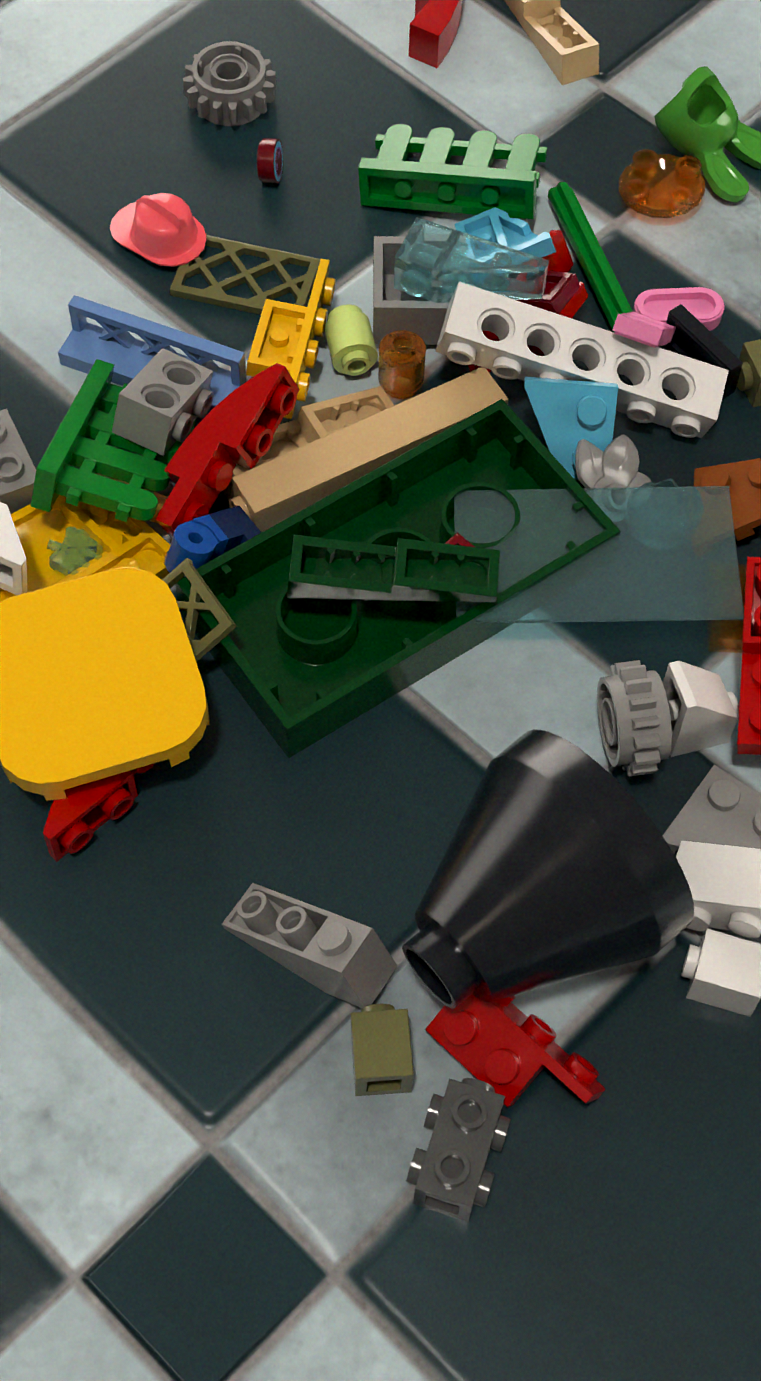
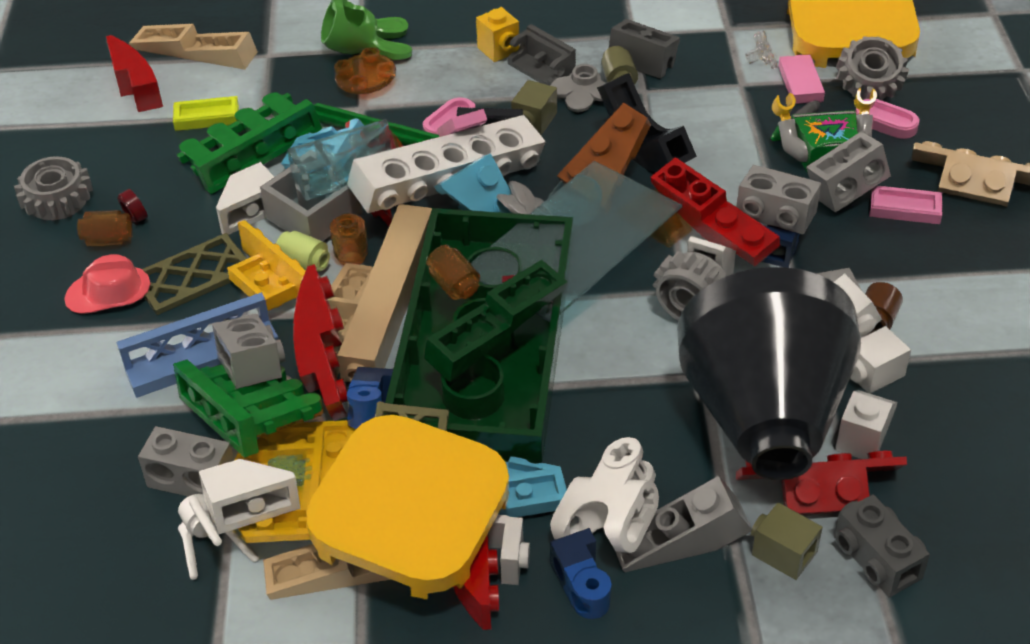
camera: 45 degrees left, 15 degrees down
(149, 808) = (515, 553): none -> white bracket
(171, 890) = (575, 567): none -> leg
(221, 165) = (105, 228): none -> clear orange brick
(235, 757) = (533, 488): none -> medium azure wing
(275, 852) = (615, 498): none -> white piece
(350, 238) = (242, 198): none -> white slope
(416, 487) = (453, 272): none -> clear orange brick
(460, 106) = (204, 112): none -> neon yellow tile
(628, 1019) = (864, 424): none -> white slope

